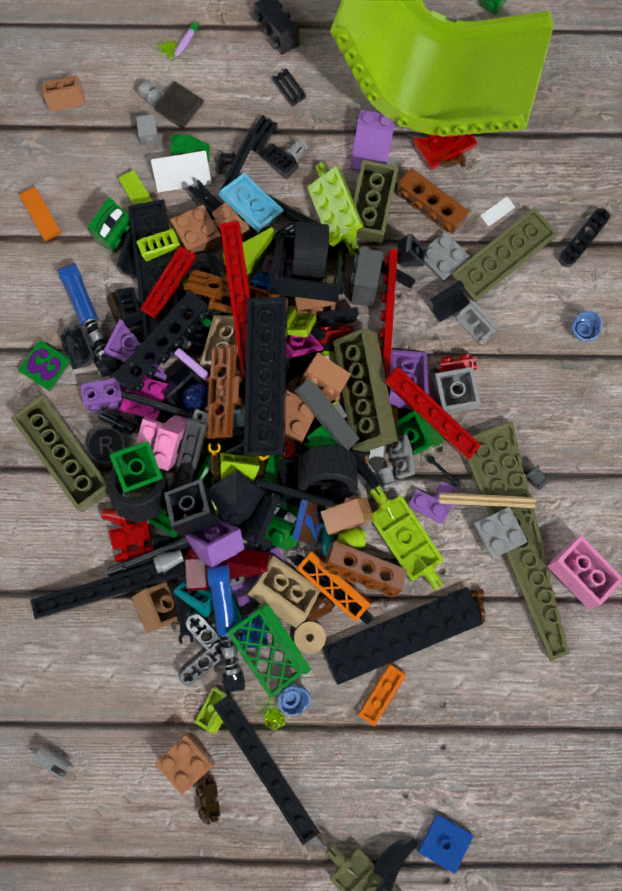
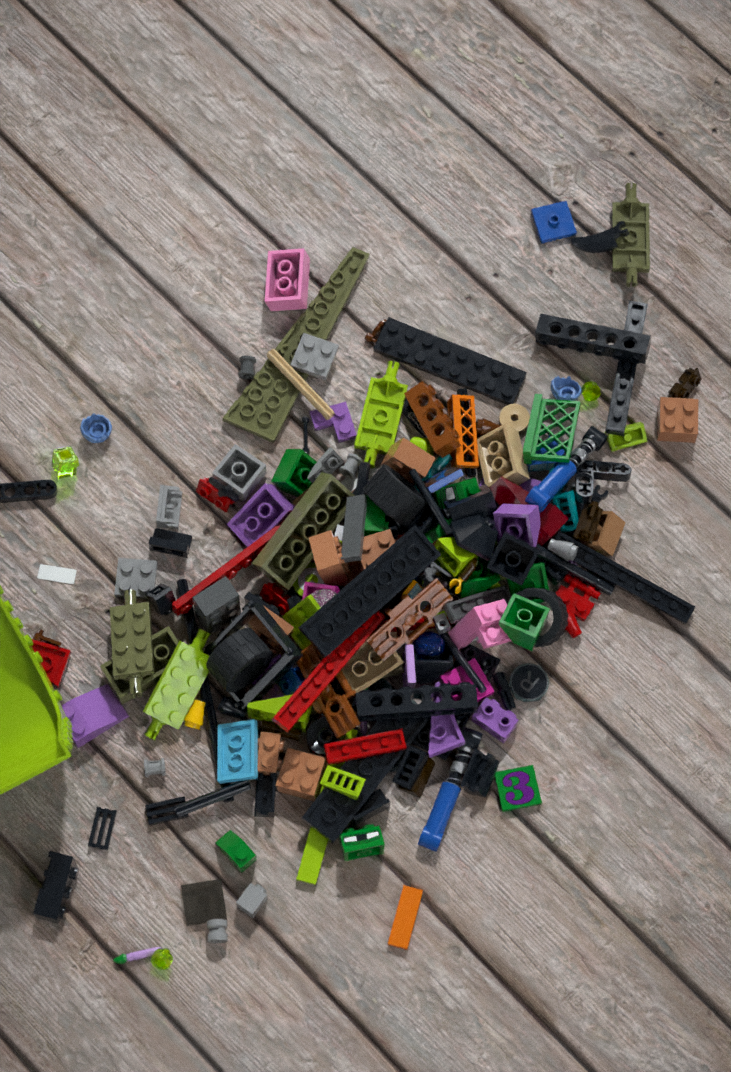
camera: 135 degrees left, 10 degrees down
(61, 453) = (567, 702): olive brick -> none
(63, 93) = (287, 997): nougat brick -> none
(170, 601) = (588, 522): none -> dark brown hinge
(181, 171) = (261, 837): white sticker -> none
(222, 162) = (221, 818): black piece -> none
(284, 172) = (175, 756): black slope -> none
(294, 341) = (323, 596): none -> clear tile
(305, 204) = (195, 715): none -> yellow cone
(359, 742) = (601, 334): none -> black brick
(381, 694) = (502, 340): orange tile -> none
(395, 199) = (132, 642): none -> olive plate
(430, 192) = (94, 595): dark orange brick -> none
(432, 413) = (276, 469): red tile -> none
(450, 363) = (224, 490): none -> black piece
(504, 254) = (92, 534): olive plate -> none
(578, 280) = (64, 462): none -> clear neon green brick

